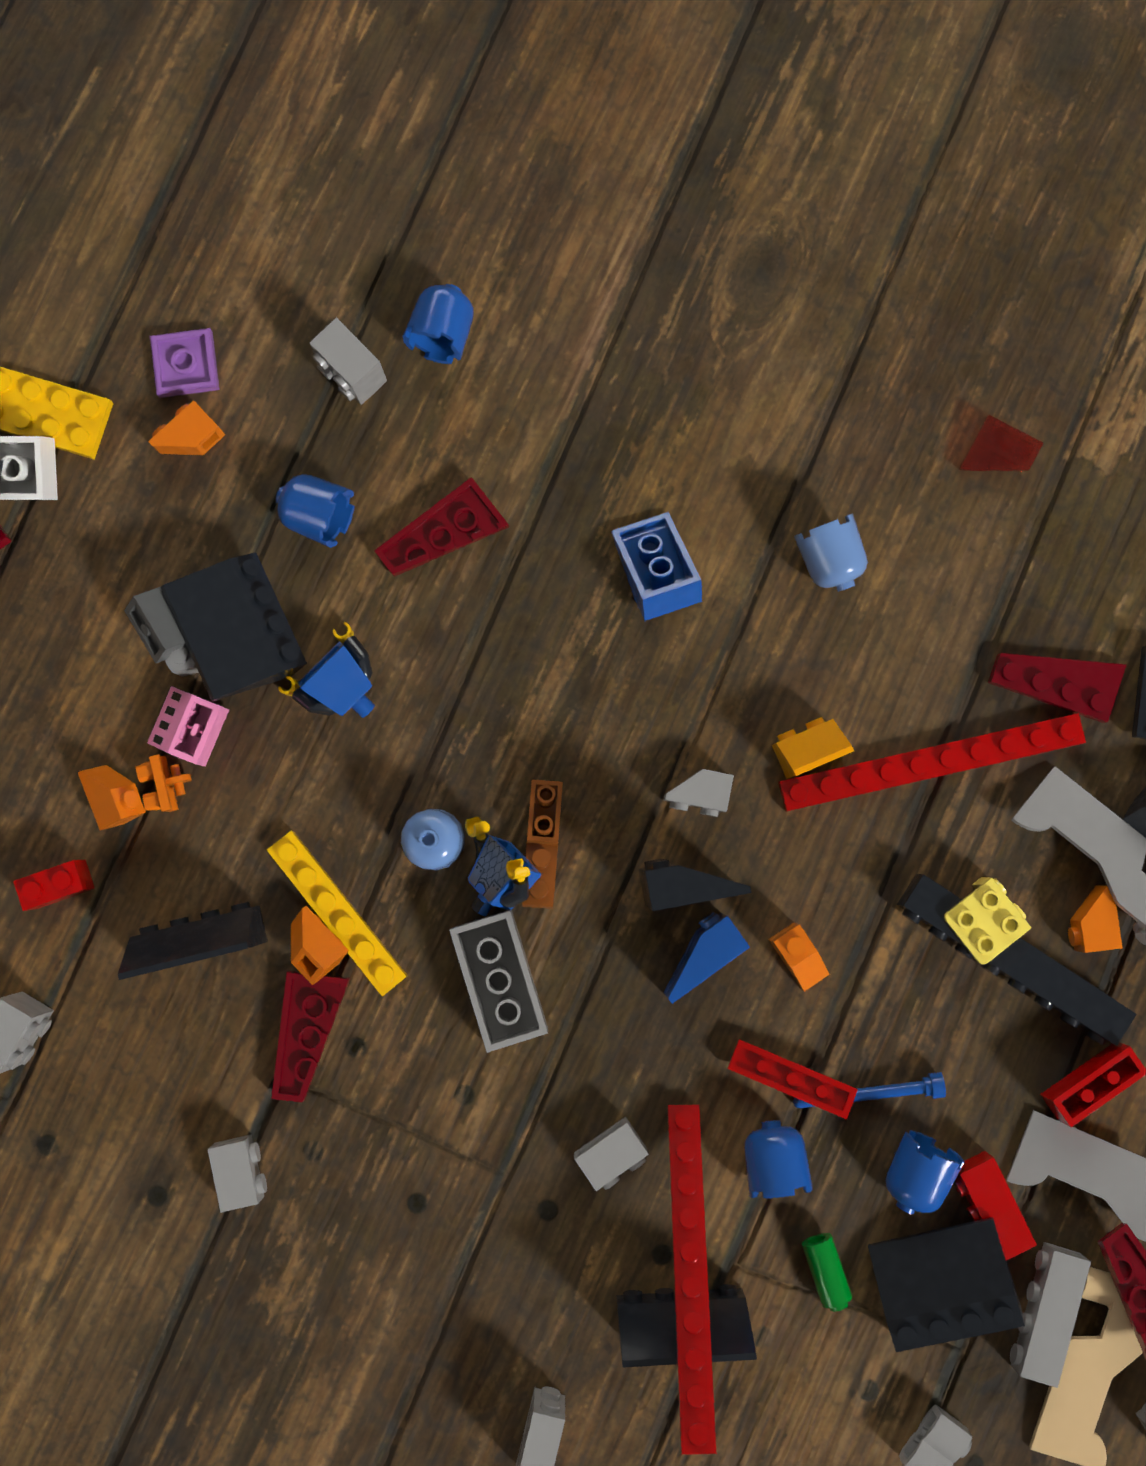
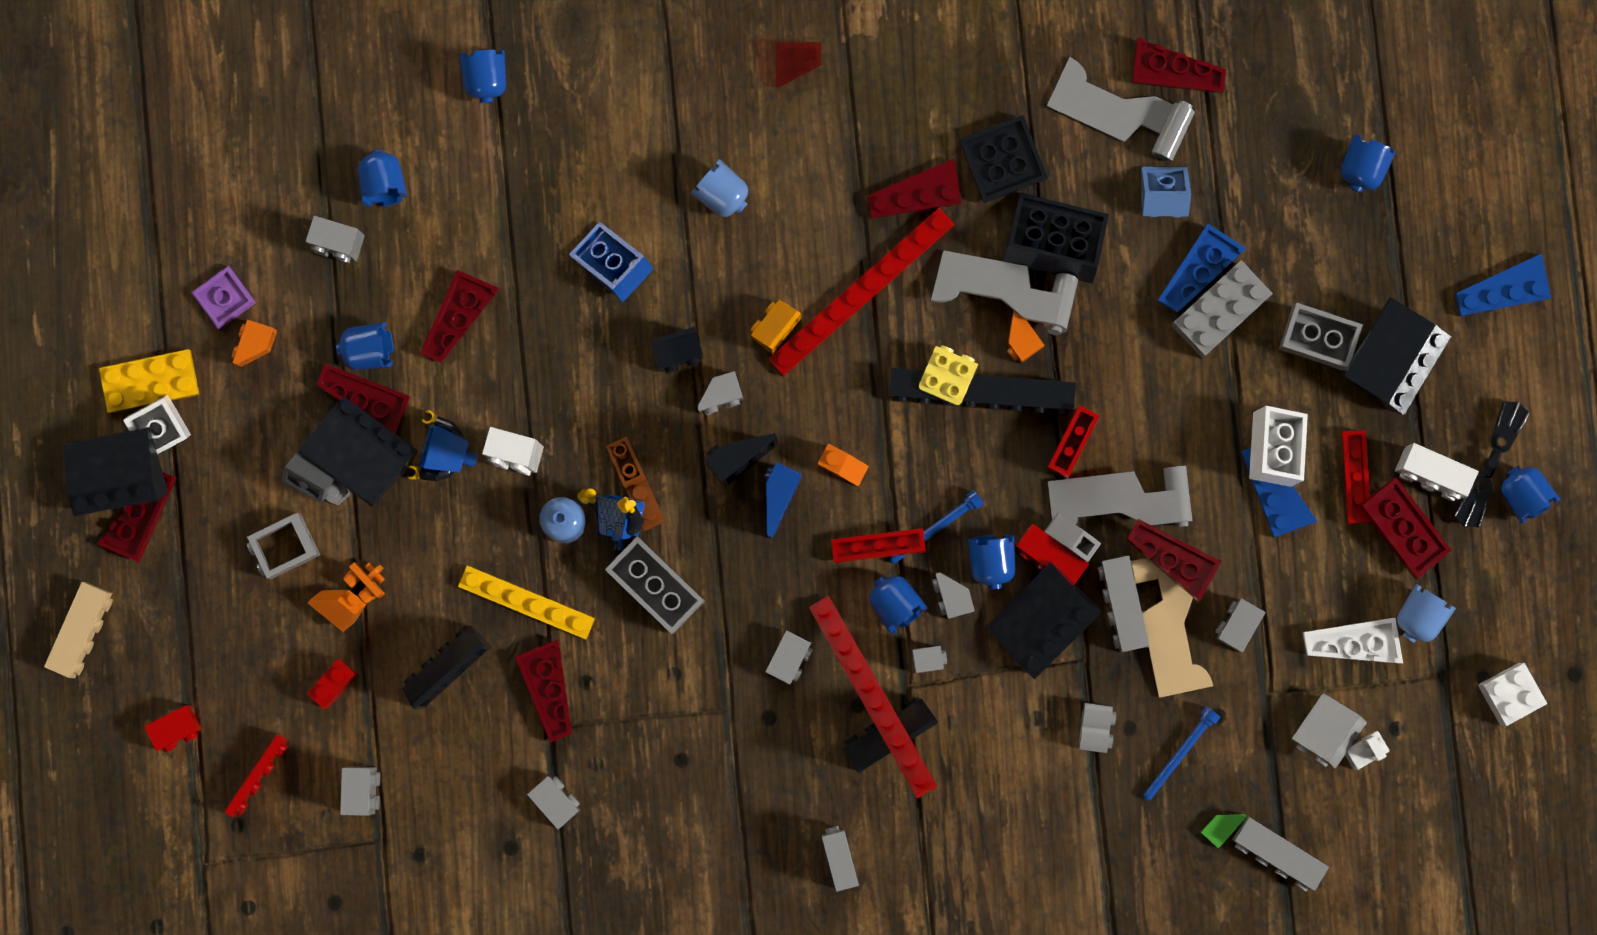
camera: 20 degrees left, 0 degrees up
(118, 696) = (304, 536): none -> light grey window
(188, 726) = (361, 534): bright pink slope -> none
(290, 575) = (376, 400): none -> dark red wing
(314, 946) = (523, 630): orange slope -> none
(410, 721) = (512, 450): none -> white brick
(628, 265) = (484, 74): none -> blue cylinder
(679, 712) = (677, 350): none -> black slope
(779, 1254) = (928, 659): none -> light grey brick
(827, 1271) = (968, 656): green brick -> none
(849, 1193) = (954, 596): none -> light grey slope
(1034, 1202) = (1072, 537): none -> light grey slope

